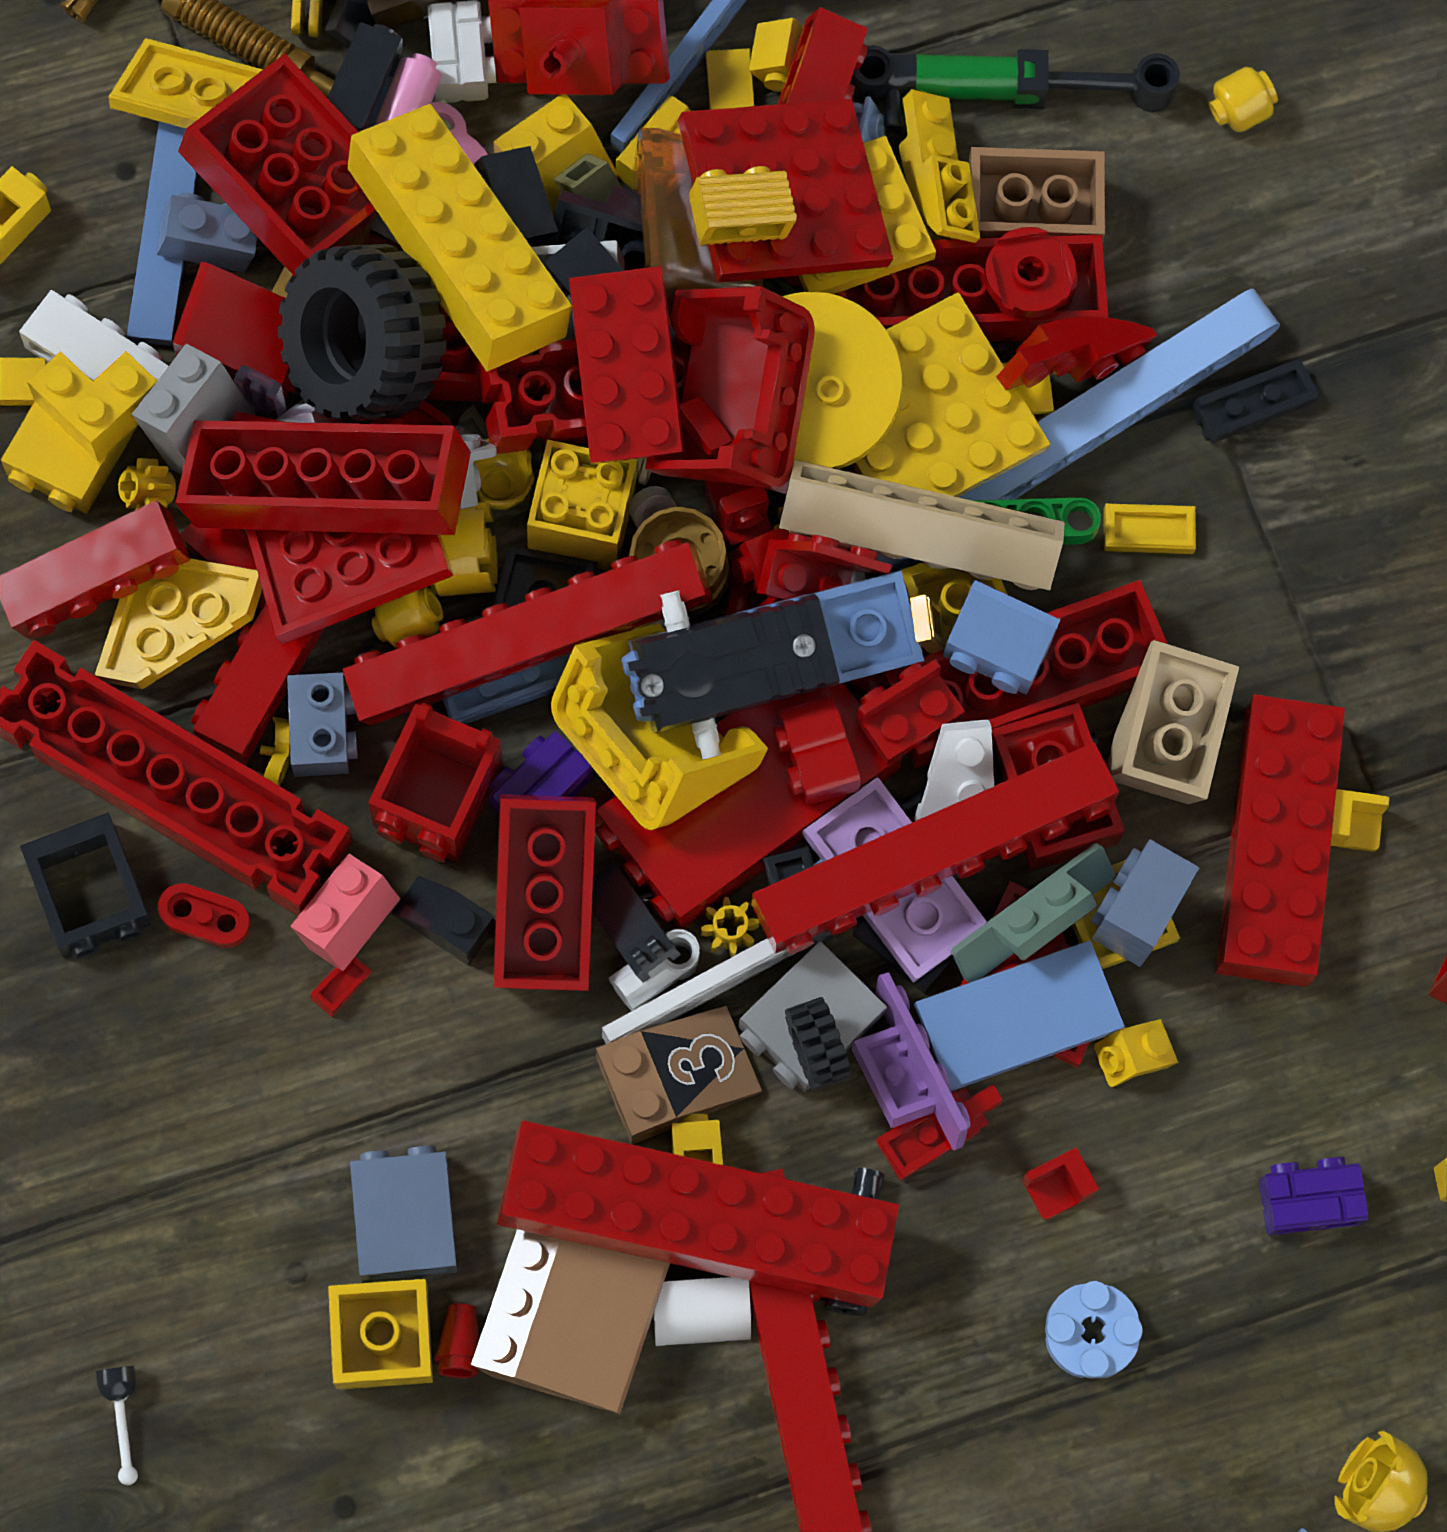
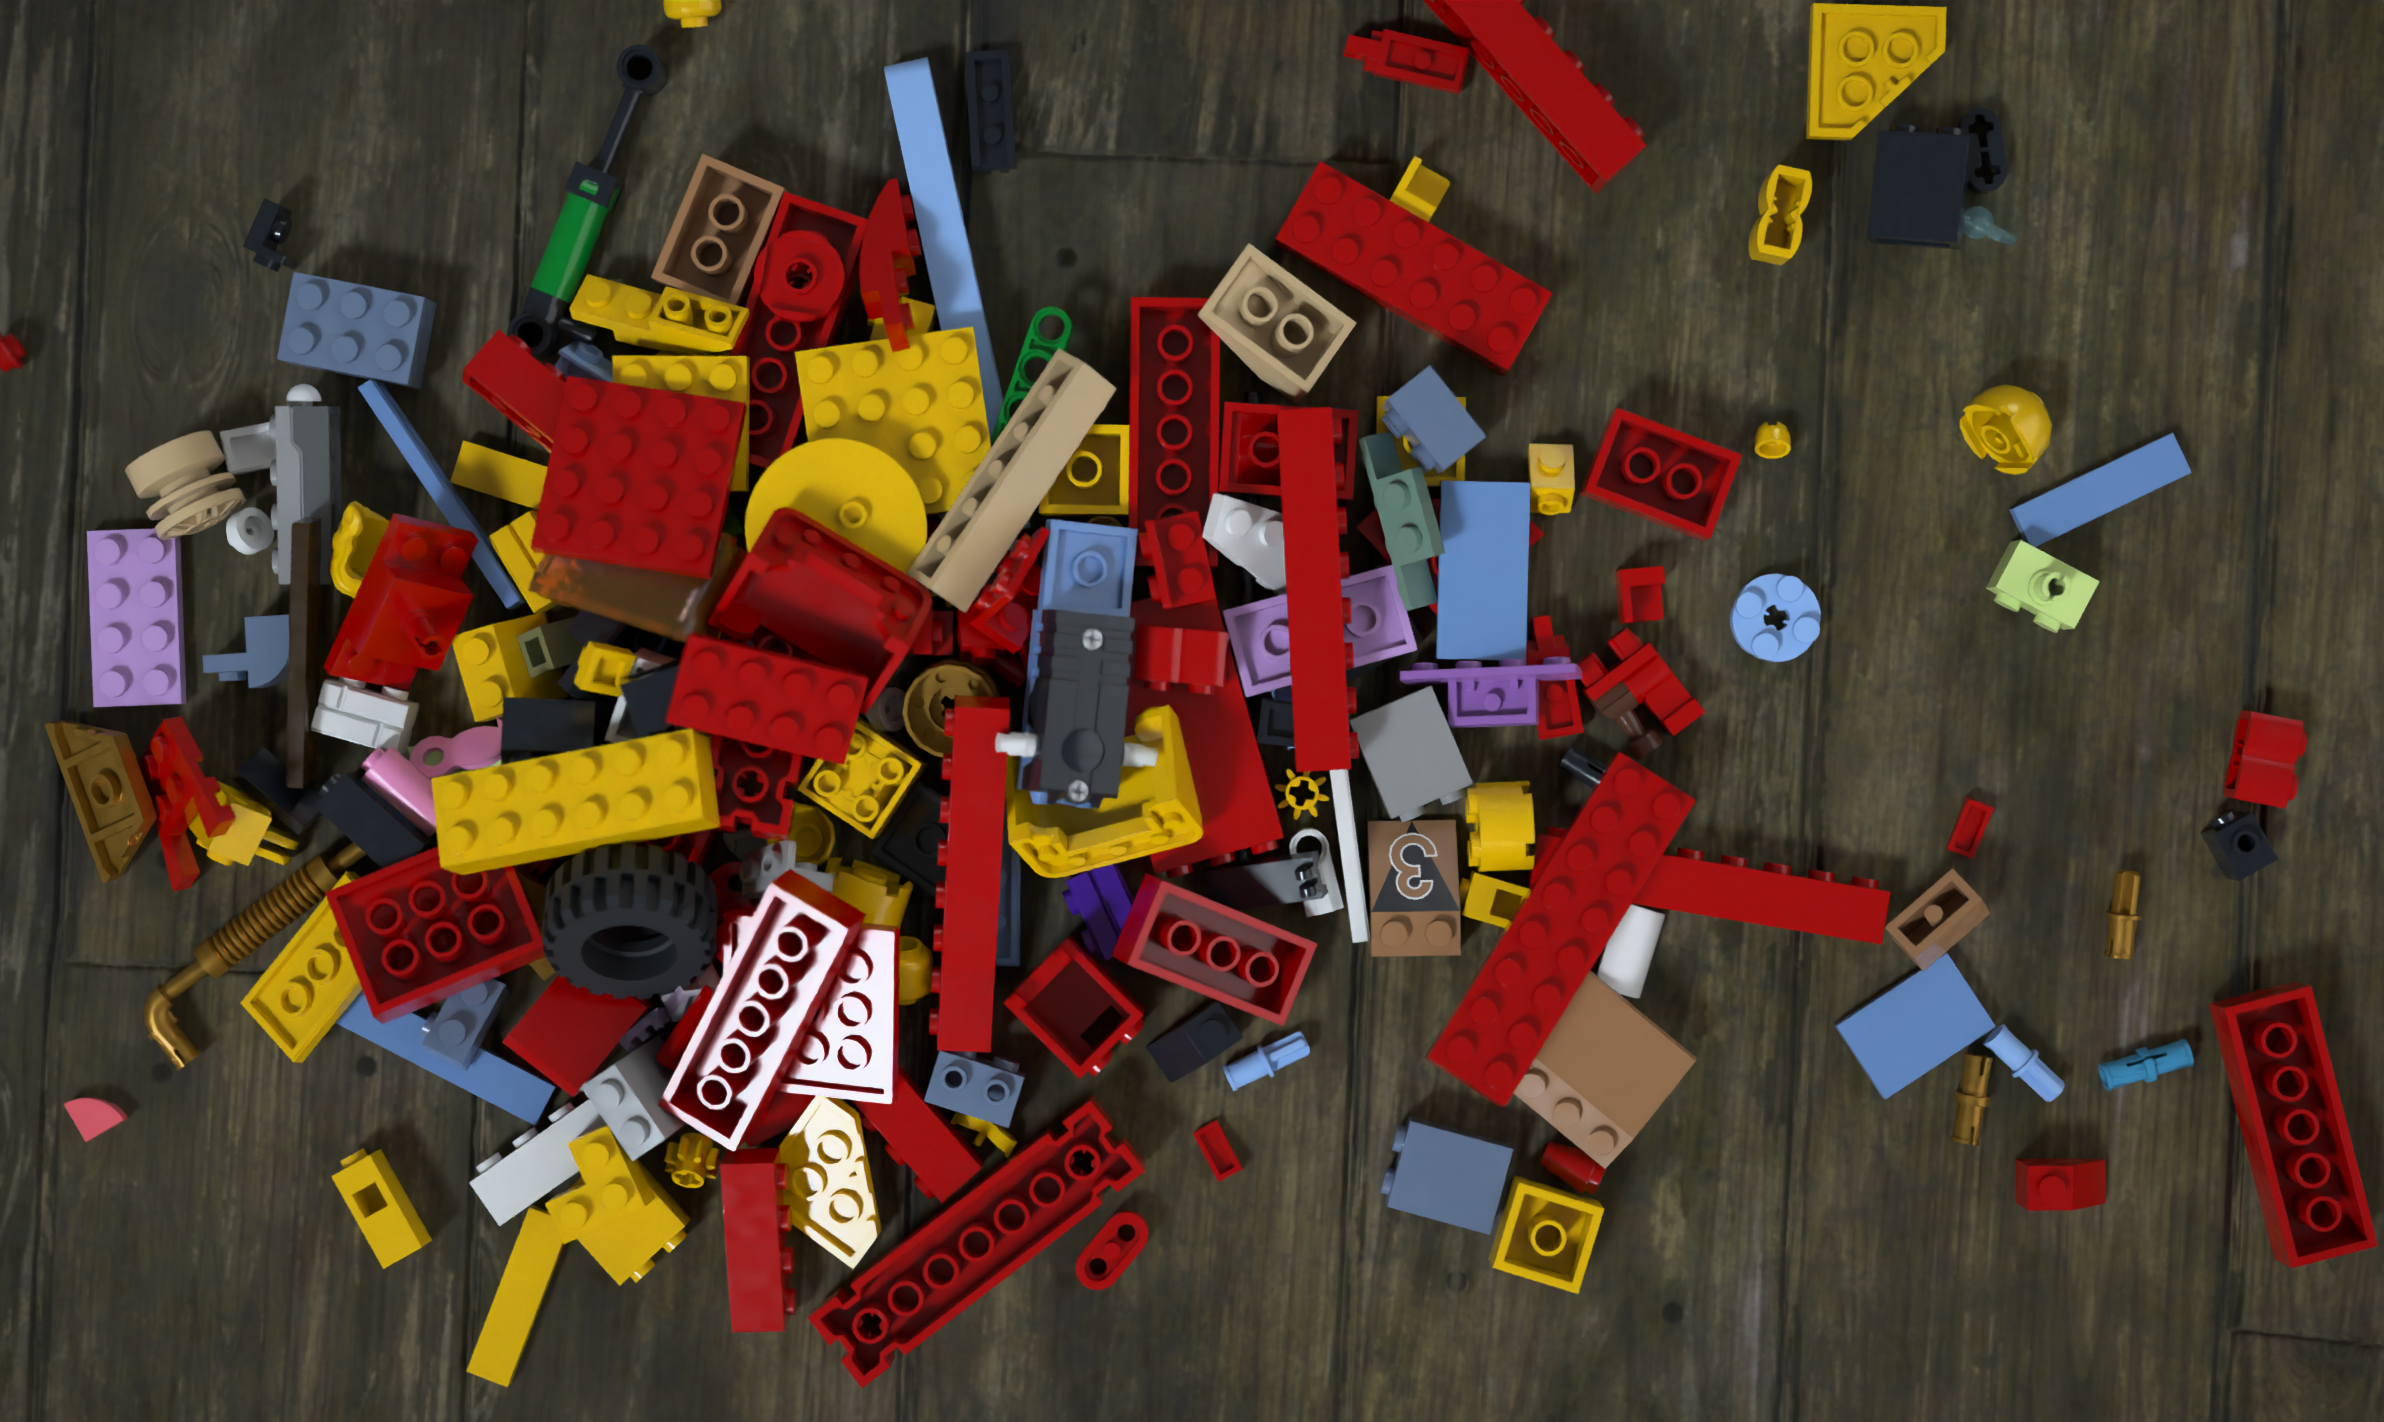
camera: 60 degrees left, 15 degrees up
(68, 845) = (1001, 1343): black window -> none
(345, 912) = (1160, 1127): coral brick -> none
(450, 995) = (1266, 1060): none -> light blue axle
(597, 213) = (603, 667): none -> yellow tile
(703, 425) = (845, 645): red piece -> none
(742, 206) = (653, 532): yellow brick -> none
(774, 51) = (479, 420): yellow brick -> none
(775, 1128) = (1501, 826): none -> yellow brick
(817, 1043) = (1449, 765): black tyre -> none
(928, 624) = (1104, 511): tile -> none
(968, 1206) = (1634, 680): none -> red hips
(1000, 638) = (1149, 454): medium blue slope -> none
(1149, 528) = (1074, 260): yellow tile -> none
(1186, 1153) = (1660, 474): none -> red brick
(1256, 1255) = (1772, 441): none -> yellow hinge
(1313, 1197) = (1738, 378): dark purple brick -> none

